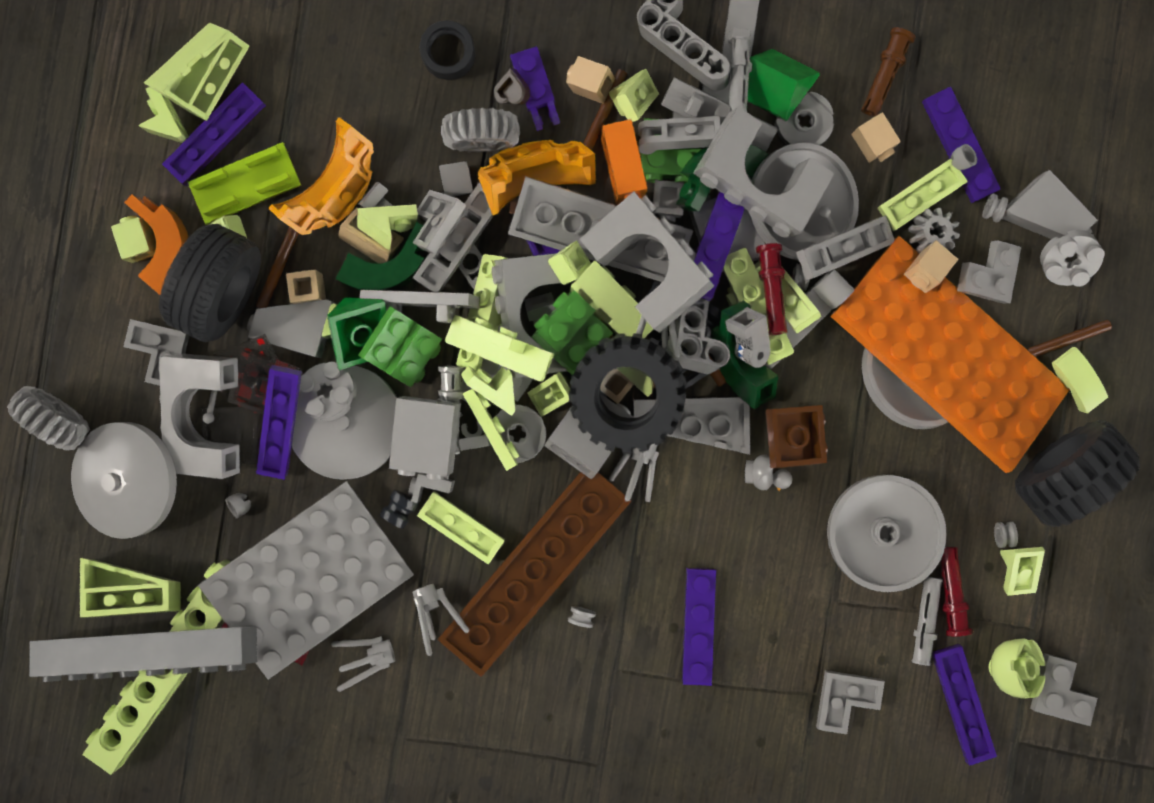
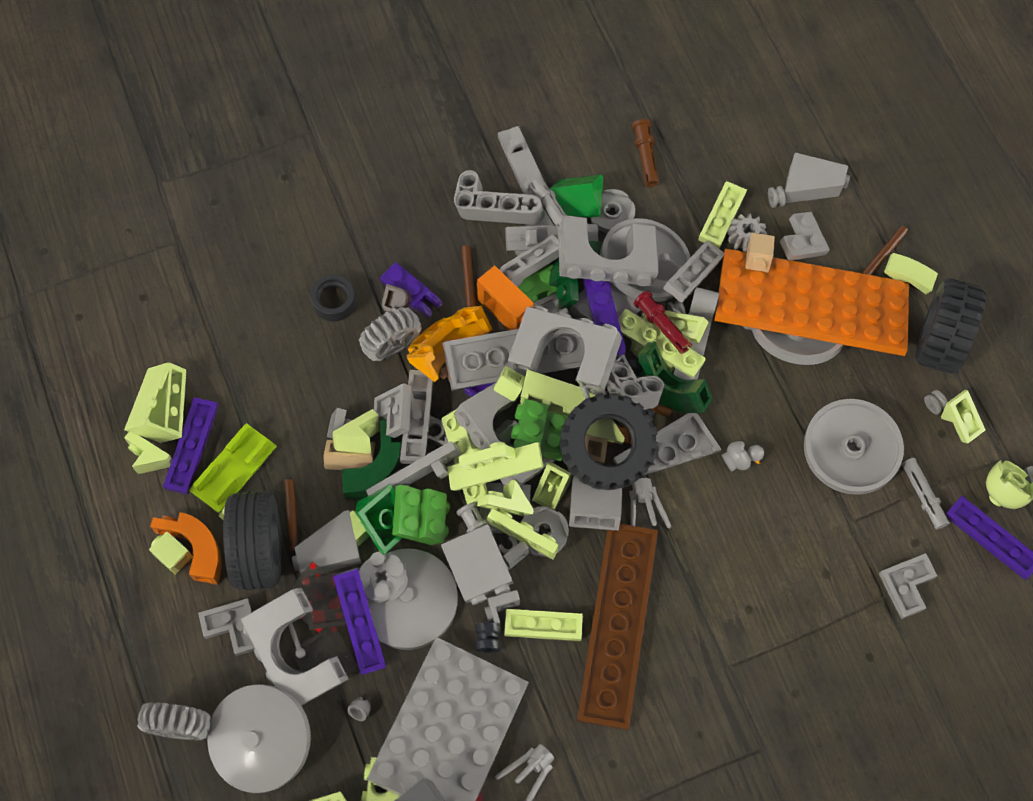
camera: 30 degrees left, 20 degrees down
(305, 286) = (322, 510): tan brick -> none
(336, 189) = (305, 430): light orange windscreen -> none
(427, 600) = (551, 695): light grey plant -> none
(456, 179) = (389, 377): light grey slope -> none
(581, 617) = (675, 638): light grey bush -> none
(590, 79) = (447, 262): tan brick -> none
(634, 95) = (483, 256): yellowish green slope -> none
(699, 626) = (766, 596): dark purple plate -> none
(750, 336) = (669, 361): light grey leg -> none
(796, 436) = (745, 415): reddish brown plate -> none
(876, 138) = (667, 196): tan brick -> none
(954, 132) = (725, 170): dark purple plate -> none
(955, 605) = (937, 471): dark red pin -> none
(964, 157) = (733, 175): light grey hinge -> none
(1079, 271) = (860, 202): light grey plate -> none

